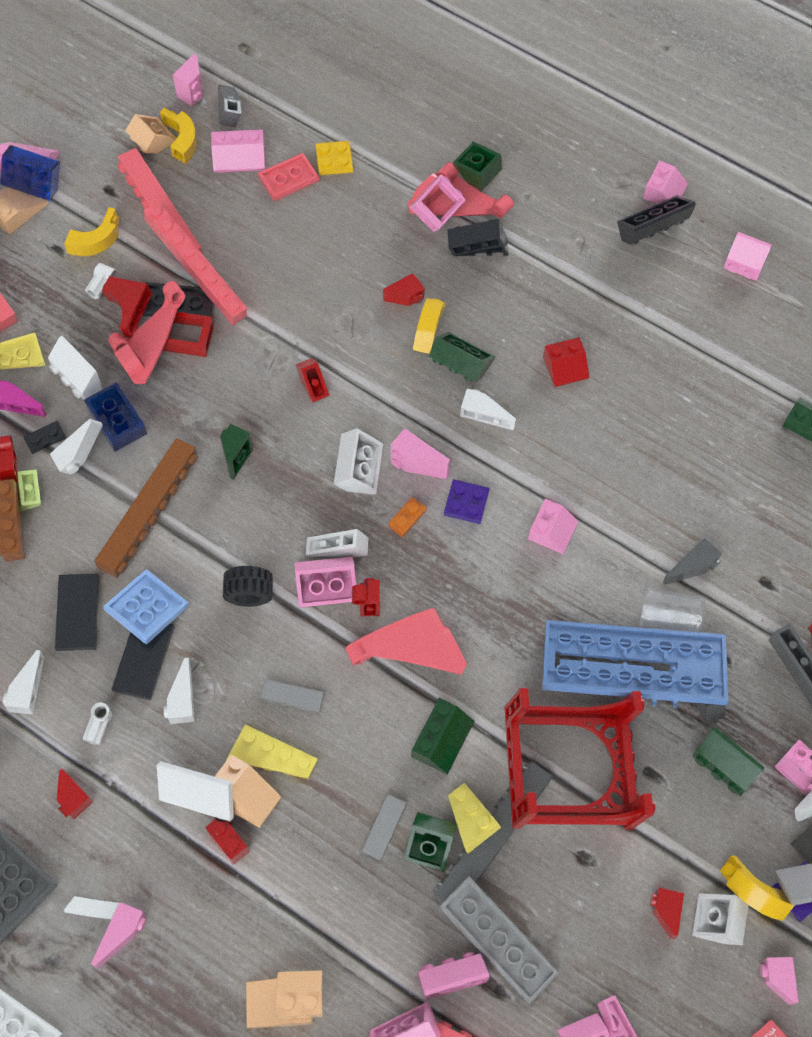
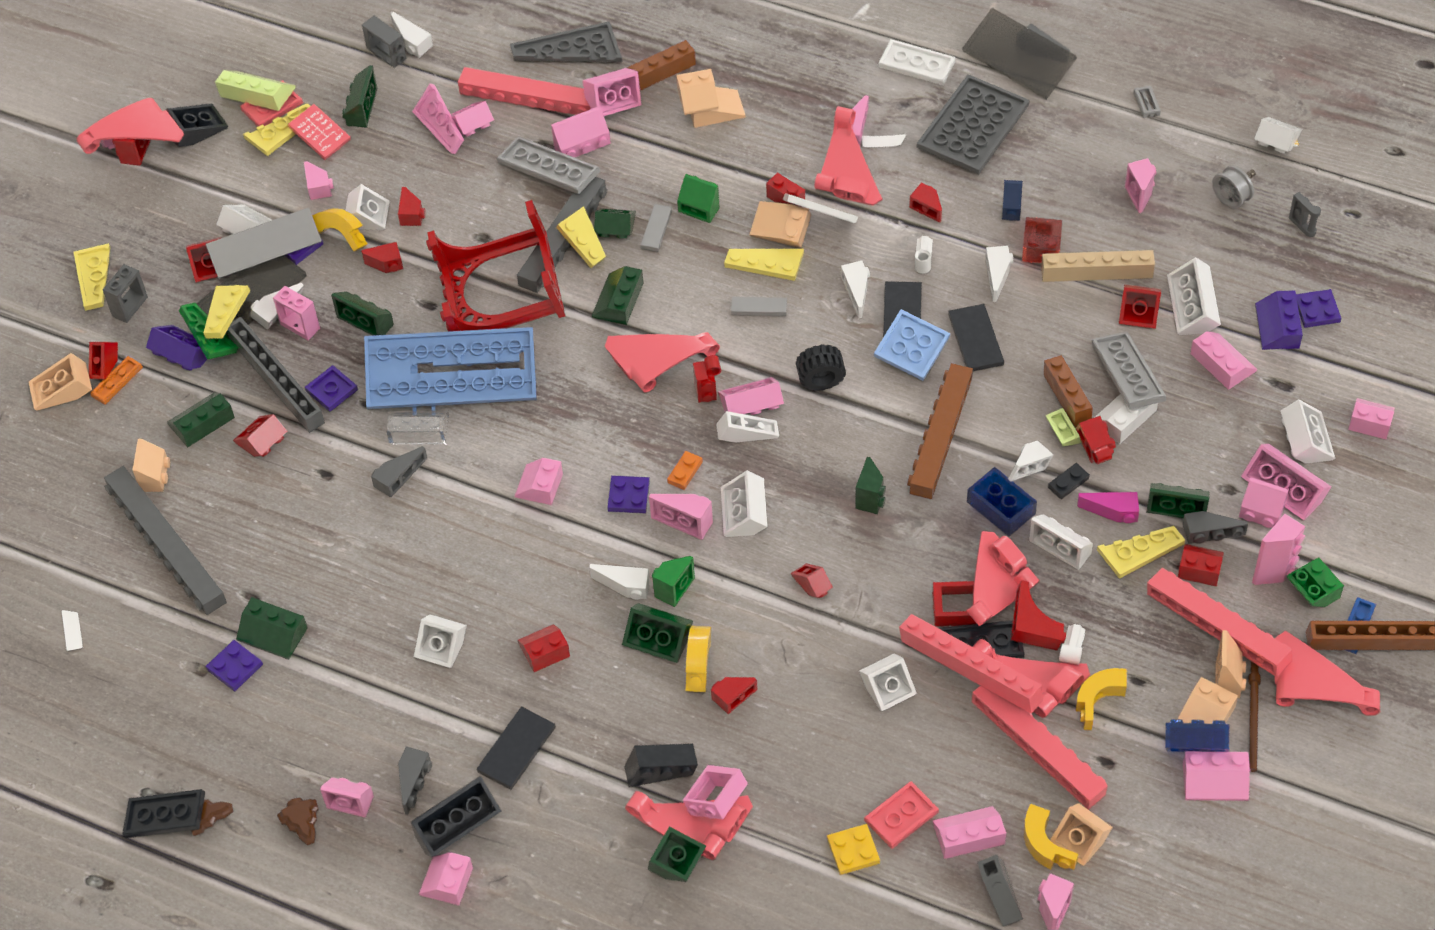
camera: 175 degrees right, 10 degrees down
(143, 259) = (1057, 678): none -> coral panel
(149, 865) = (845, 168): none -> coral panel
(270, 278) = (888, 681): none -> white slope
(329, 845) = (698, 198): none -> green slope
(439, 392) = (673, 579): none -> green slope
(598, 282) = (516, 748): none -> black tile
(659, 384) = (439, 640): none -> white slope
(692, 270) = (412, 771): none -> dark grey slope
(700, 840) = (383, 258): none -> red slope
(761, 677) = (331, 388): none -> dark purple plate
(786, 254) = (300, 818): none -> reddish brown rock

